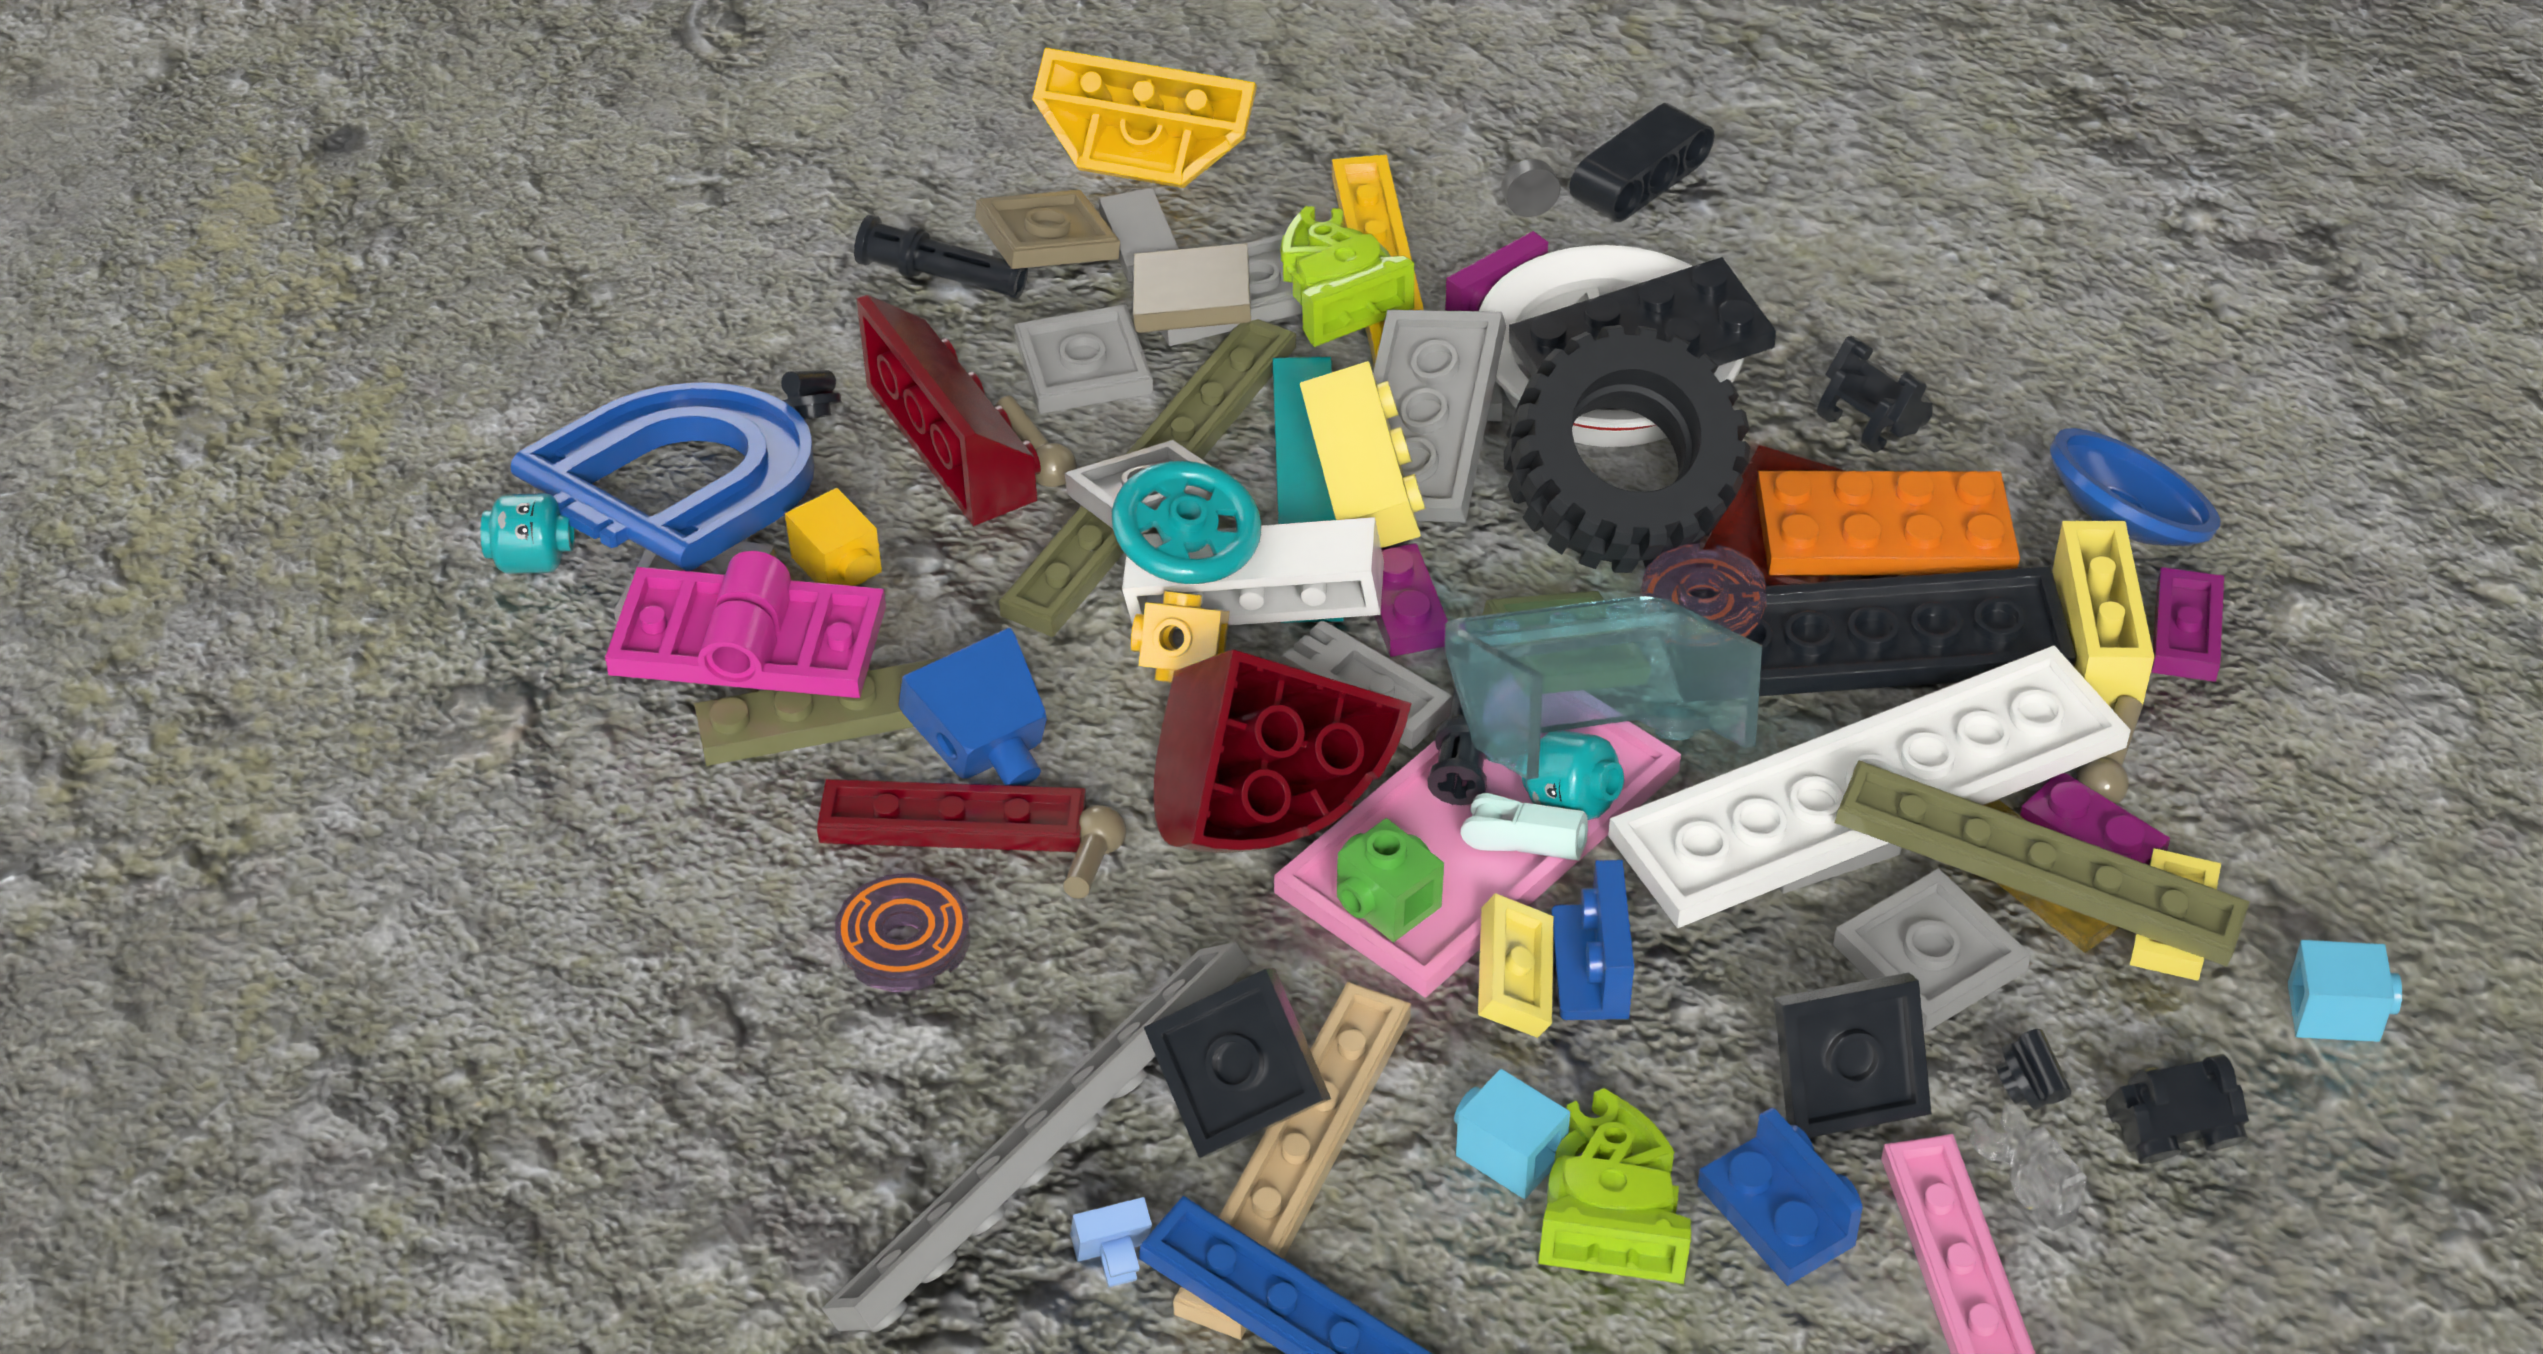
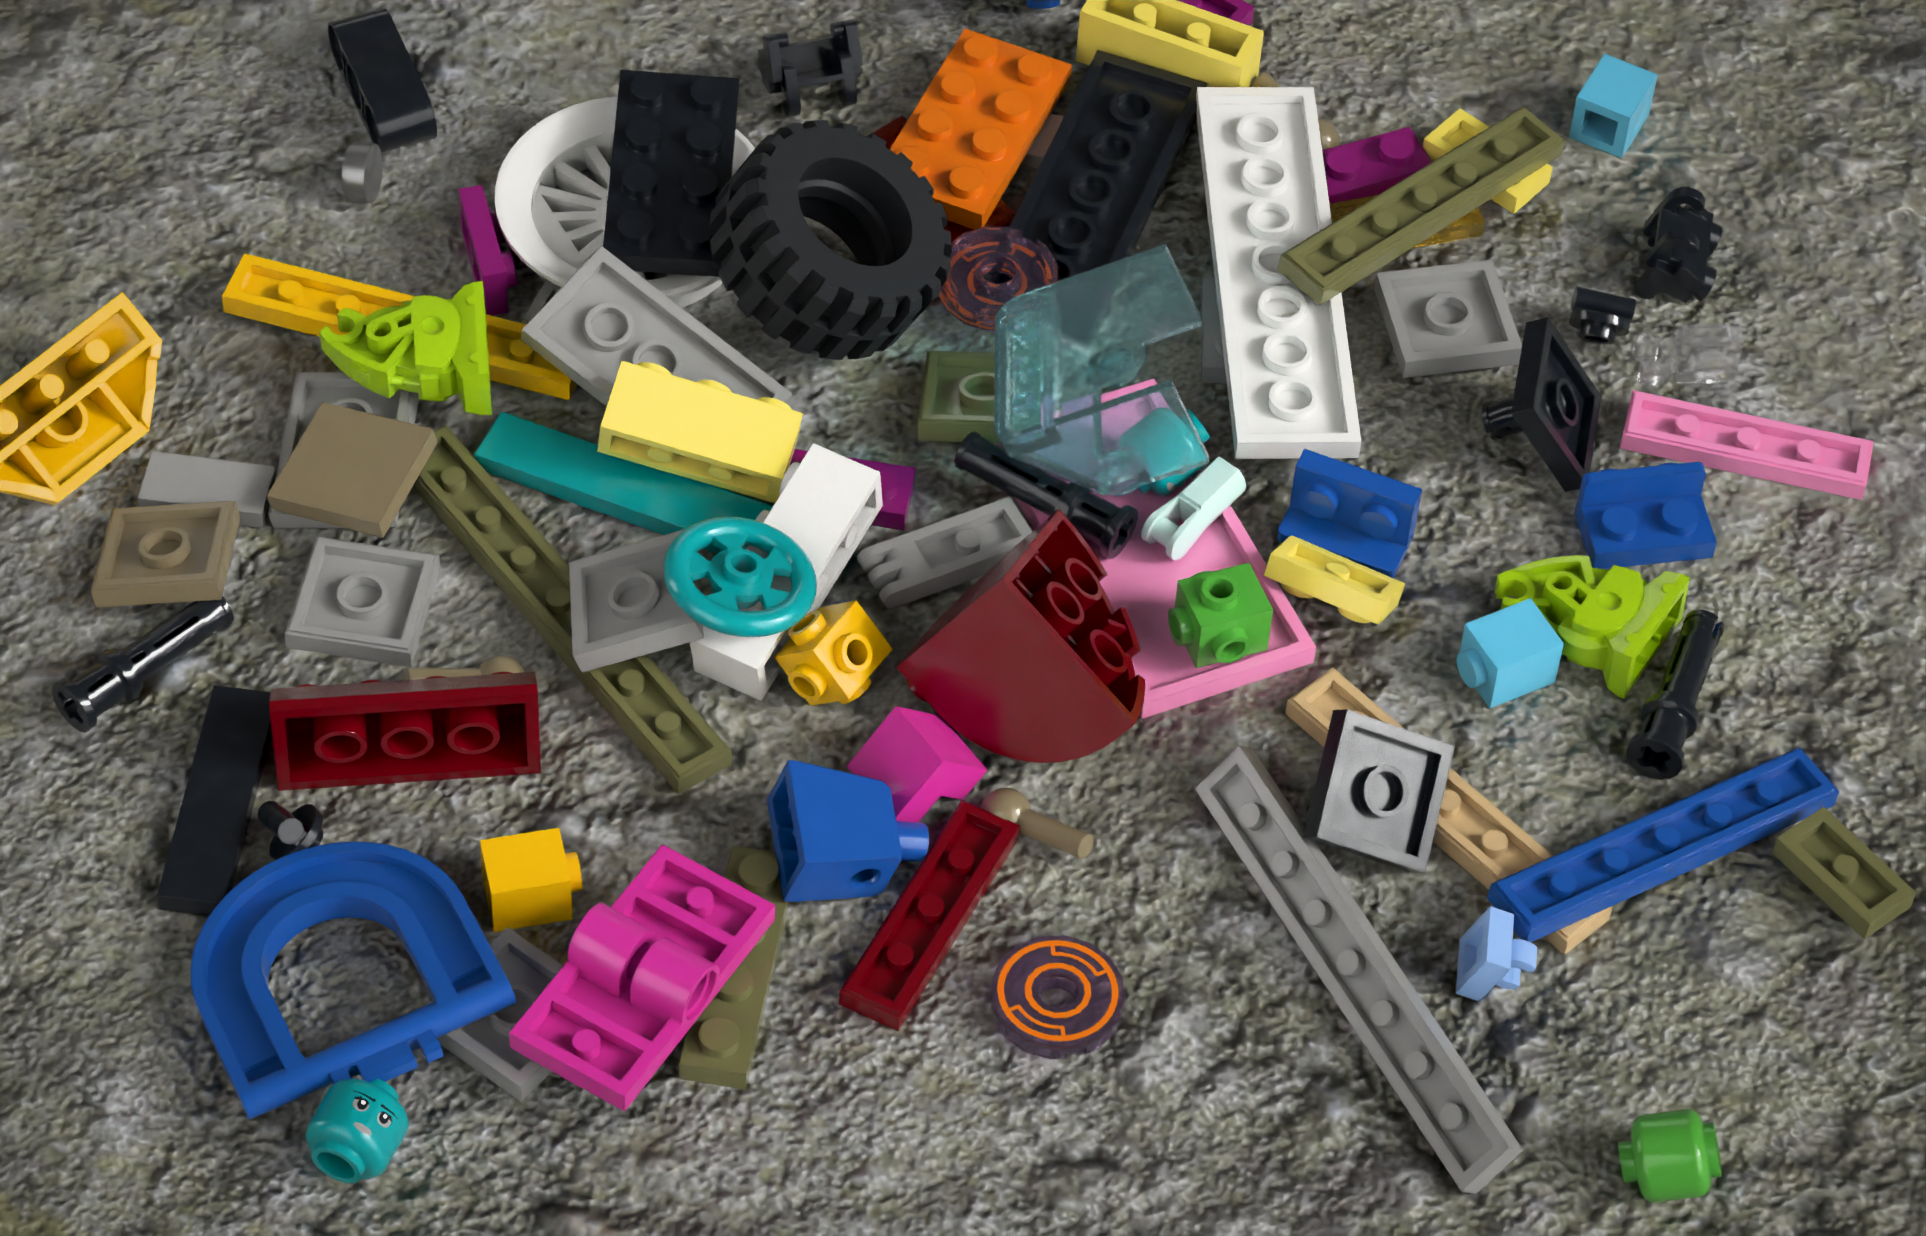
camera: 70 degrees left, 5 degrees up
(829, 348) = (217, 801): none -> black tile
(1102, 737) = (918, 761): none -> dark pink piece
(1522, 1298) = (1671, 712): none -> black pin

